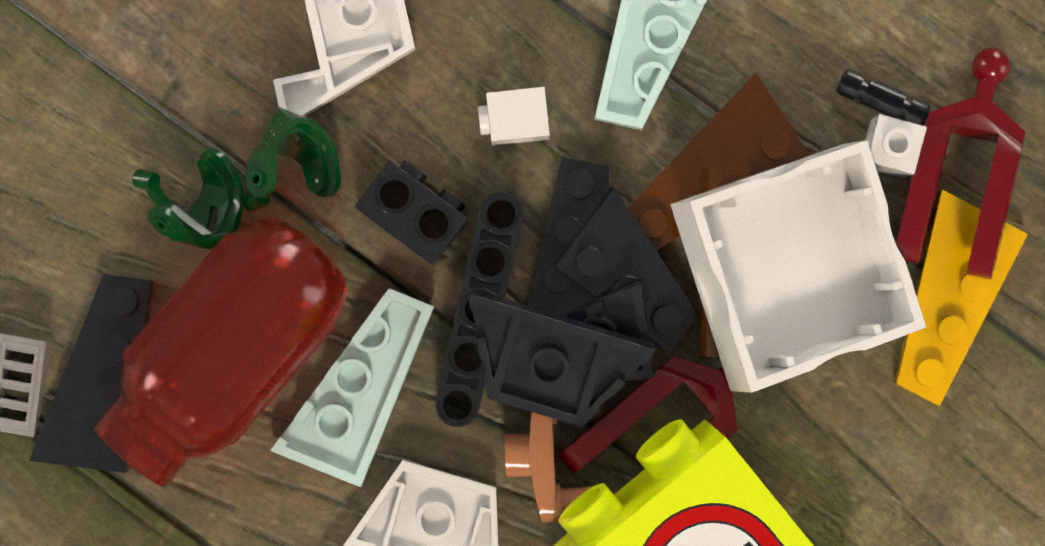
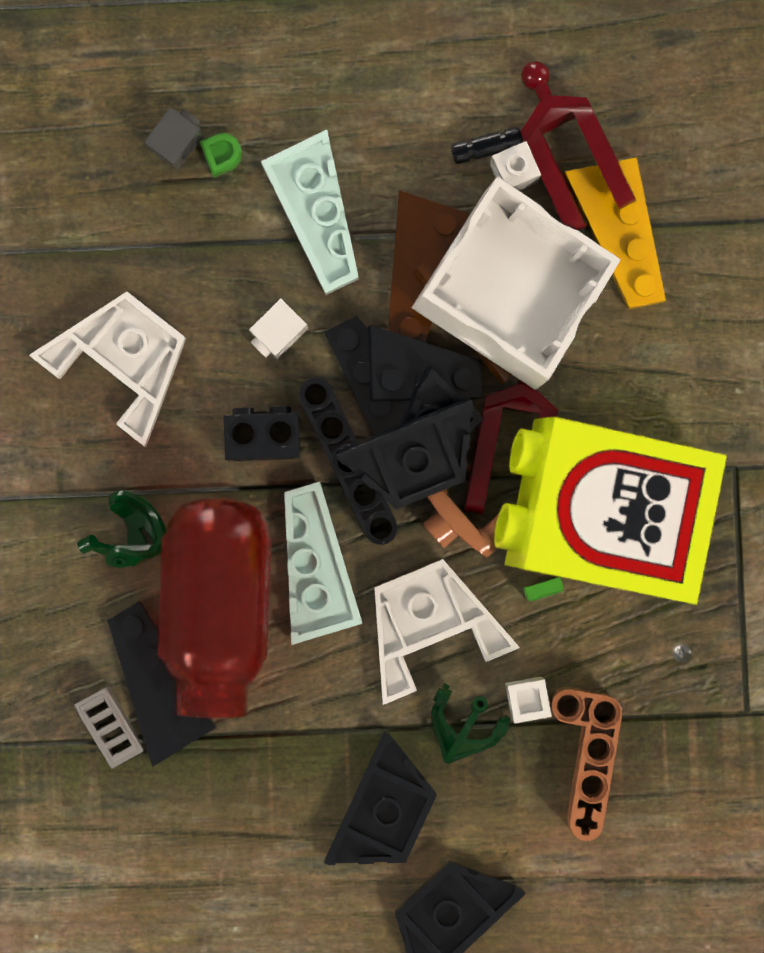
camera: 35 degrees left, 0 degrees up
(312, 151) = (174, 448): dark green helmet -> none

